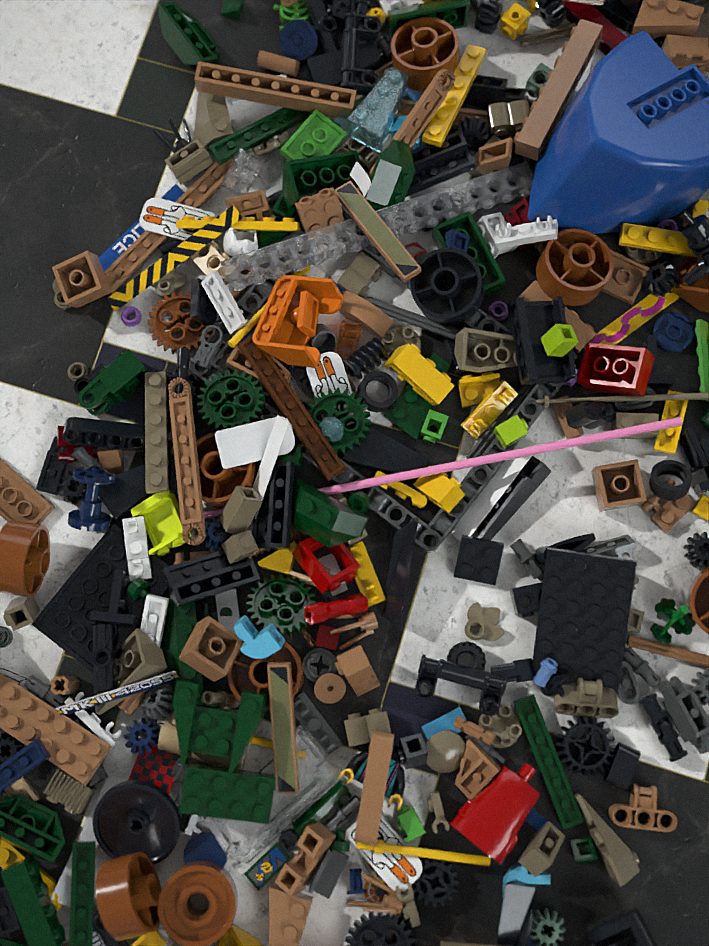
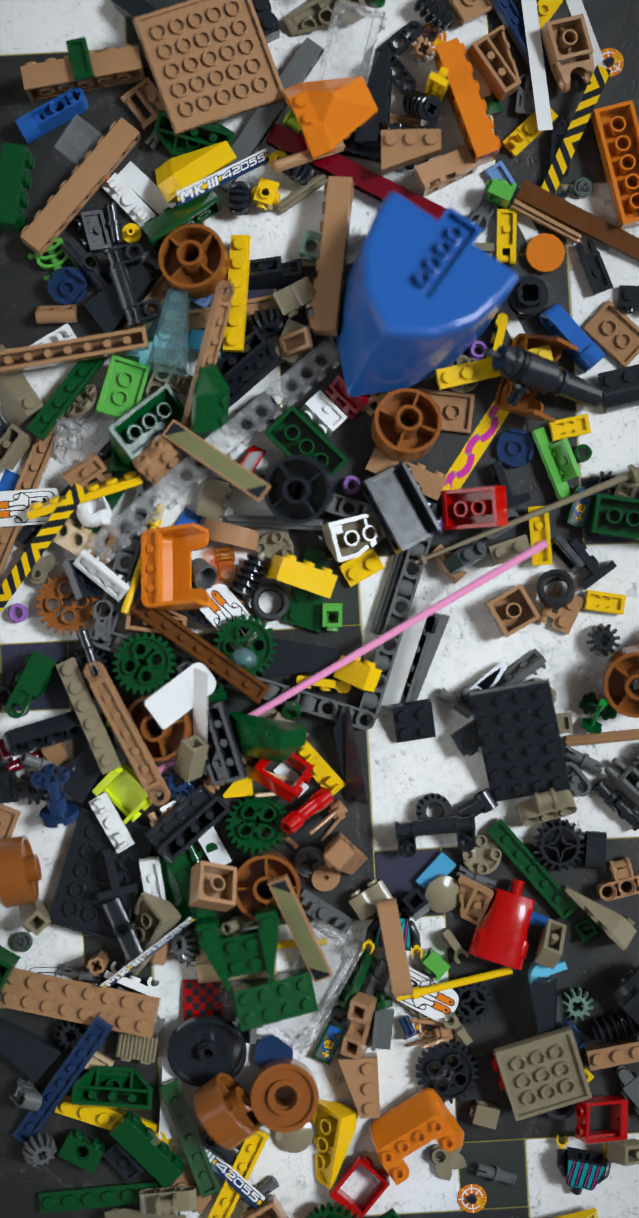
camera: 30 degrees left, 10 degrees up
(138, 589) = (128, 858): dark green tile -> none
(144, 728) = (178, 973): dark blue gear -> none
(240, 546) = (203, 789): dark tan brick -> none
(256, 643) = (253, 867): medium azure brick -> none
(306, 314) = (180, 559): orange tile -> none
(325, 639) = (305, 838): red tile -> none
(361, 178) = (179, 410): white sticker -> none
(457, 240) = (292, 440): dark blue slope -> none
(474, 730) = (461, 868): medium nougat axle -> none
(485, 621) = (439, 770): dark tan plate -> none
(489, 409) = (375, 582): yellow plate -> none
(511, 431) = (402, 598): lime brick -> none
(526, 233) = (352, 410): white plate -> none
(548, 667) = (505, 793): medium blue pin -> none
(554, 685) = (513, 805): black piece -> none
(559, 340) = (416, 504): lime brick -> none
(661, 278) = (487, 404): black gear -> none

